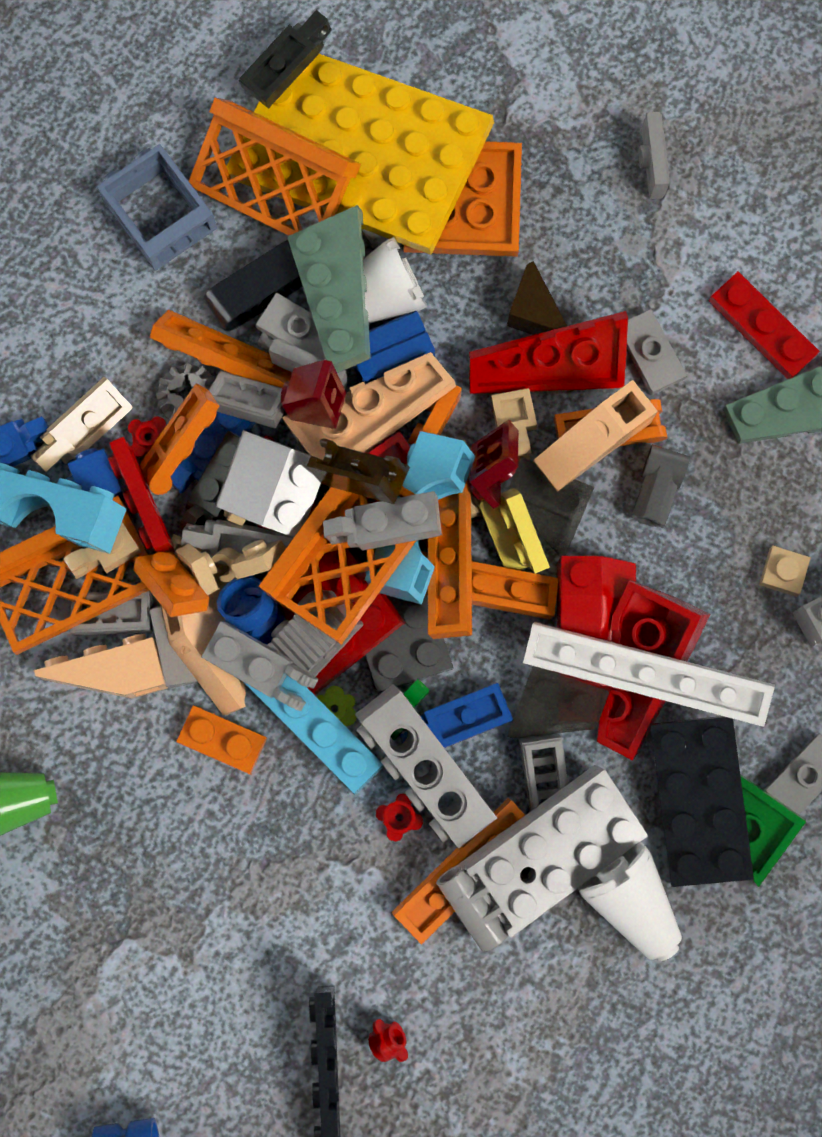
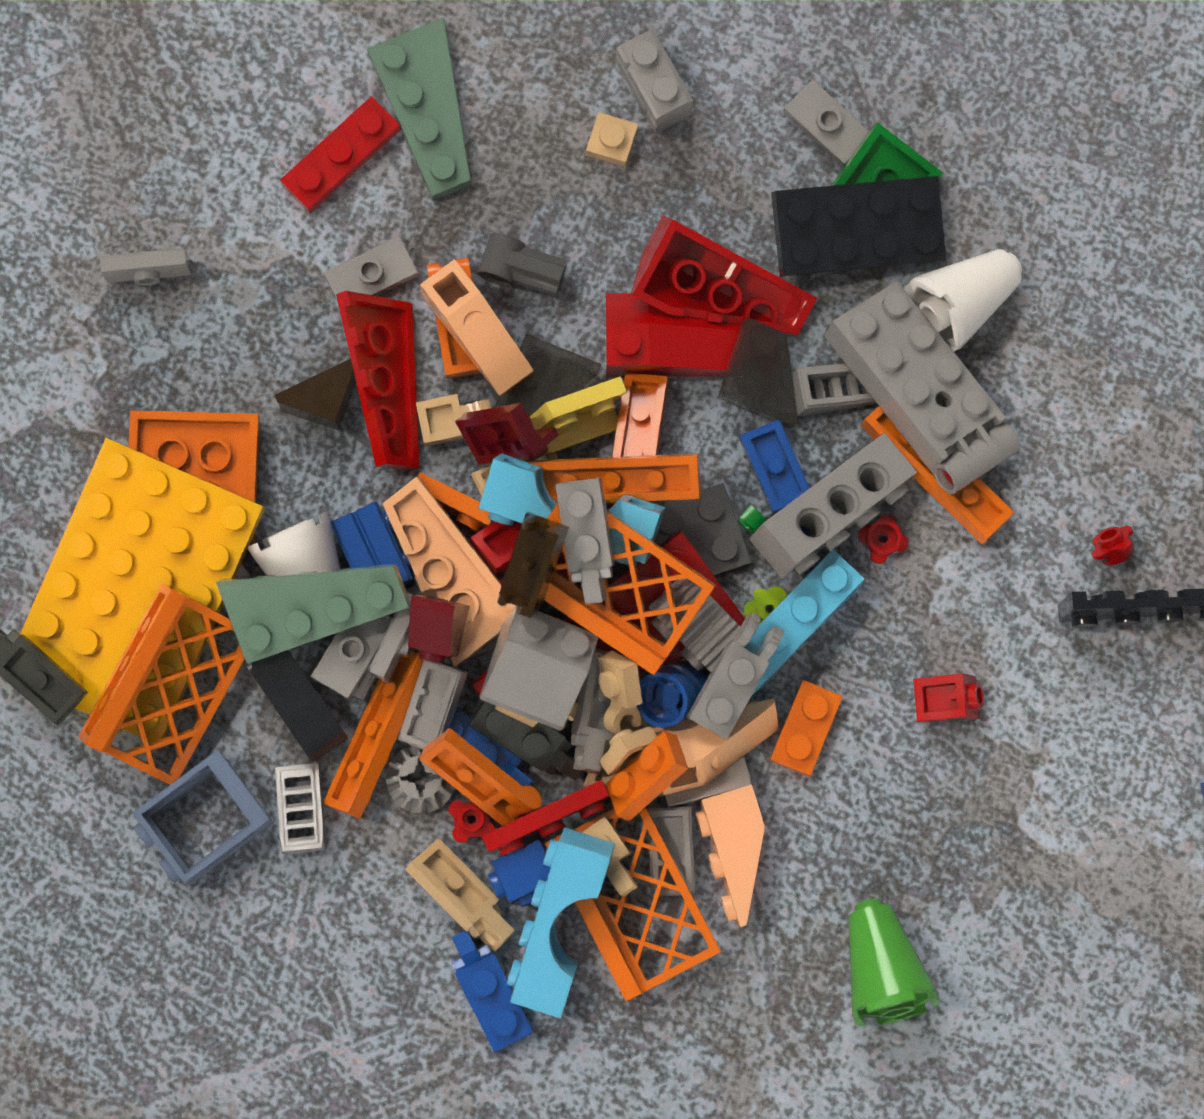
camera: 90 degrees left, 0 degrees up
(152, 277) = (308, 843): none -> light grey slope
(244, 874) = (948, 698): none -> red bracket
(649, 674) = (732, 275): white plate -> none

